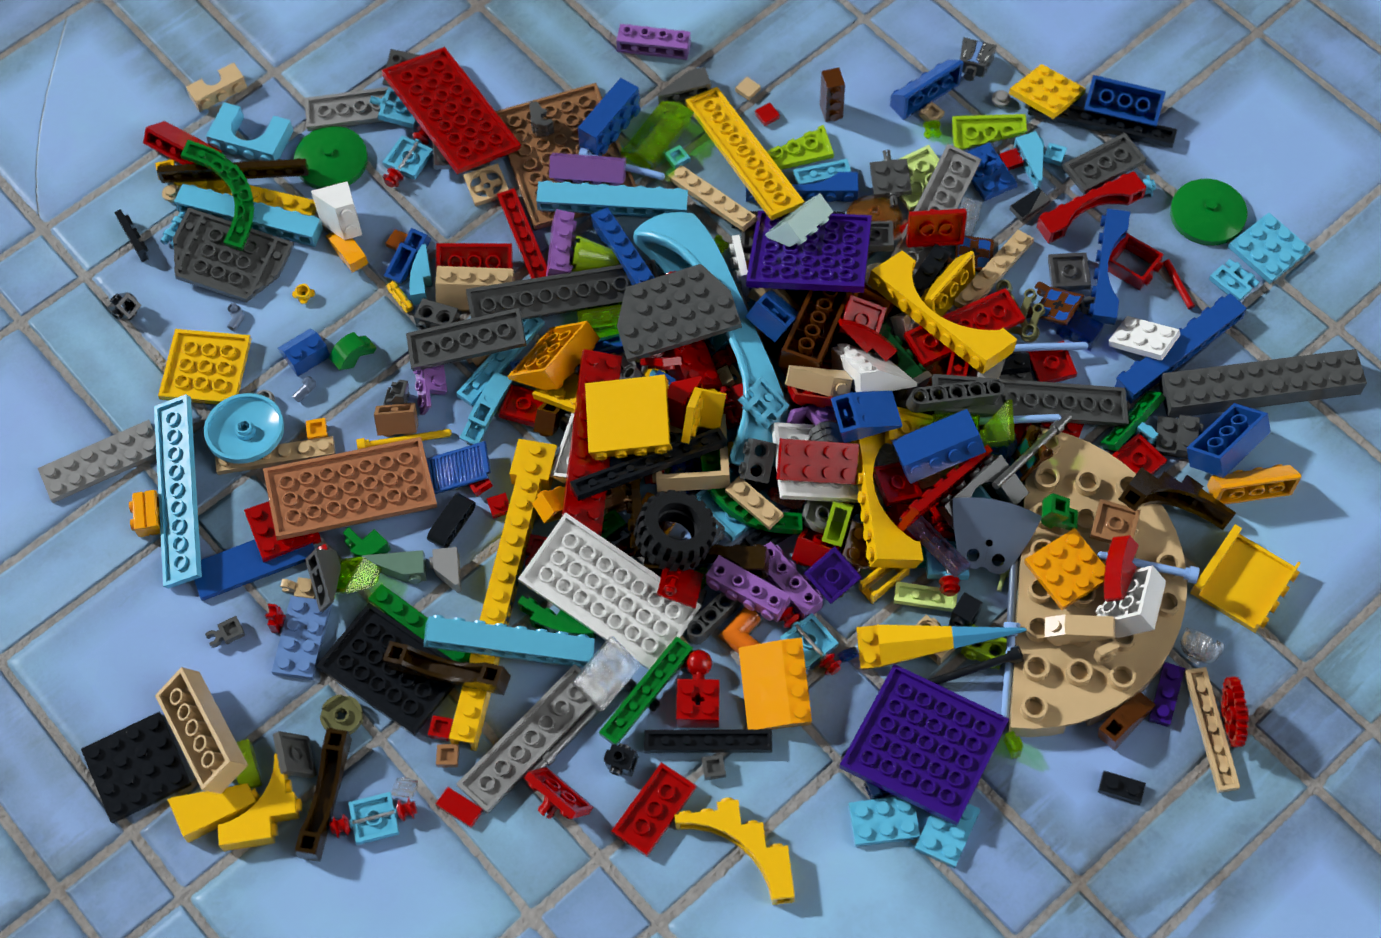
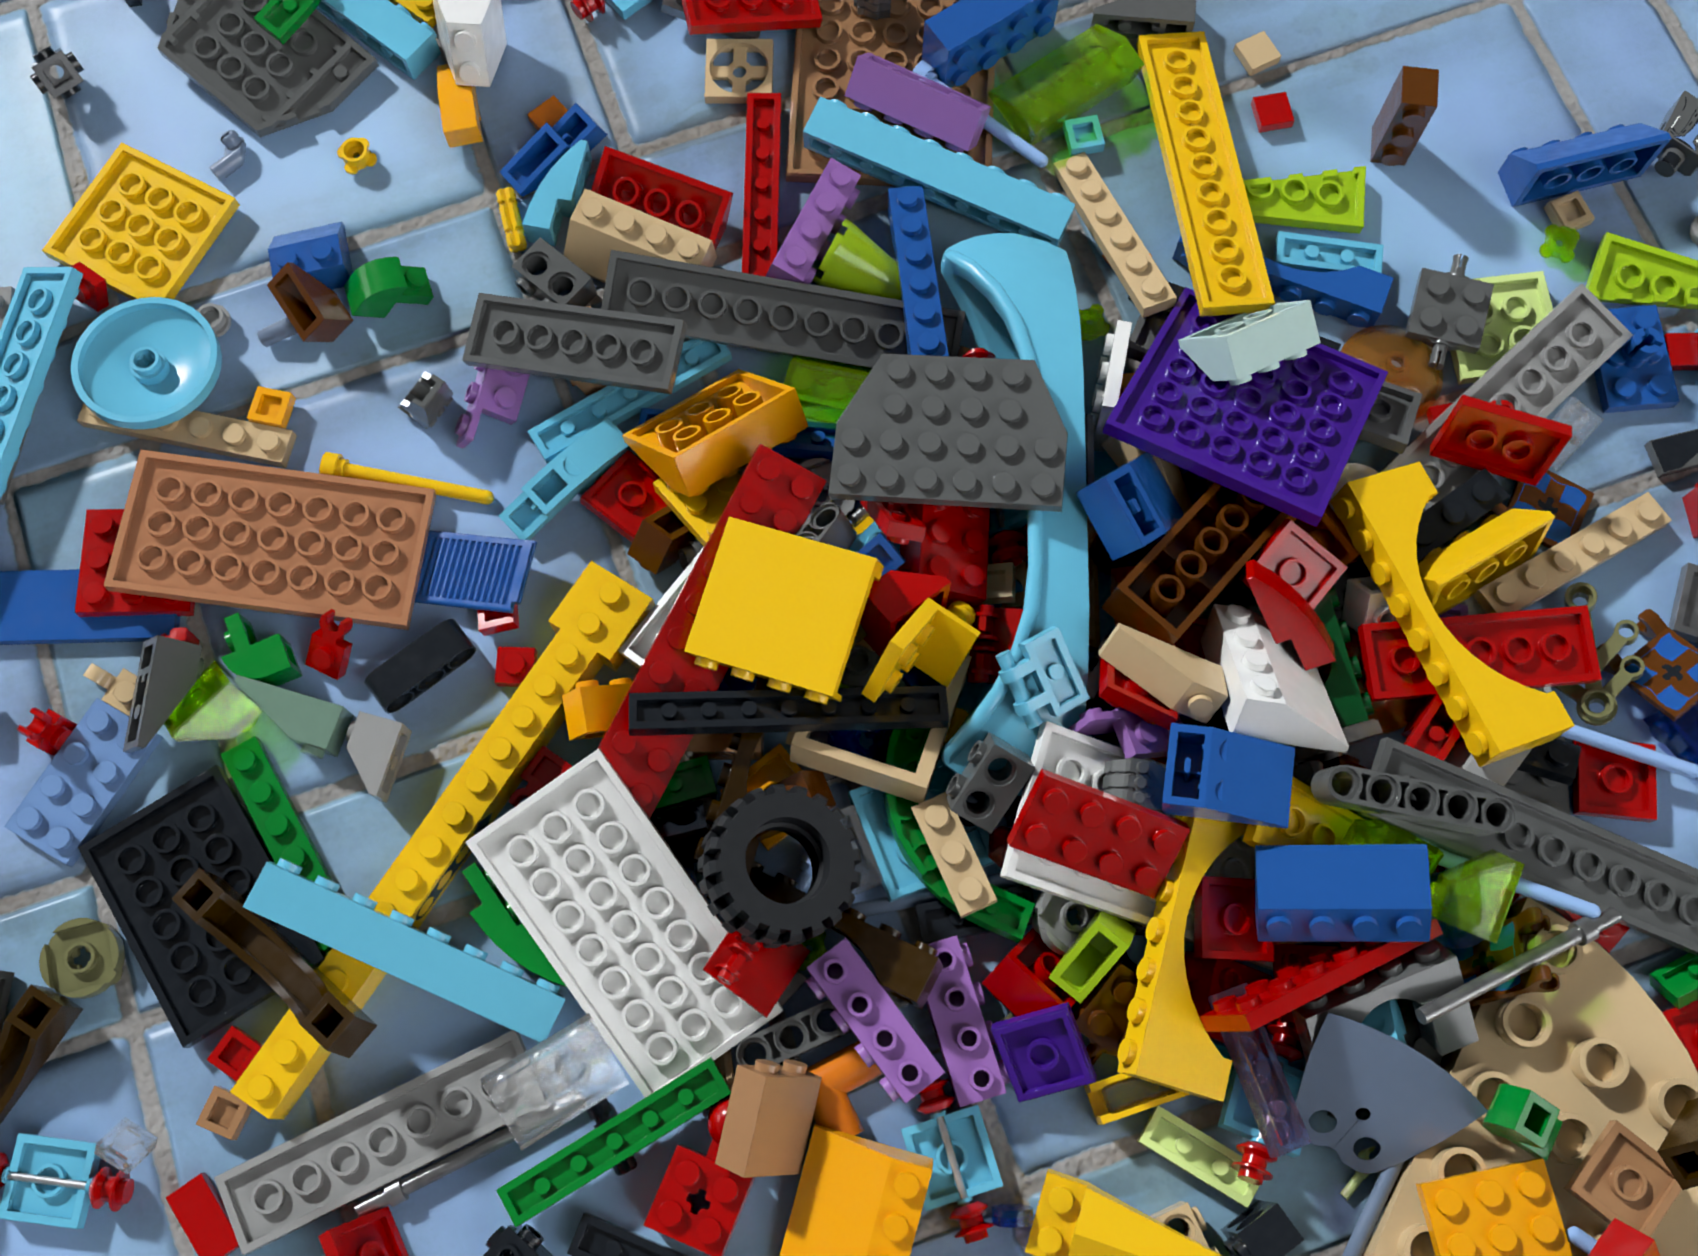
camera: 20 degrees right, 10 degrees up
(196, 404) = (92, 288): none -> red plate
(316, 371) = (309, 305): none -> reddish brown slope
(396, 419) = (404, 442): medium nougat brick -> none
(401, 529) = (328, 649): none -> red plate
(715, 650) = (768, 1119): none -> medium nougat brick

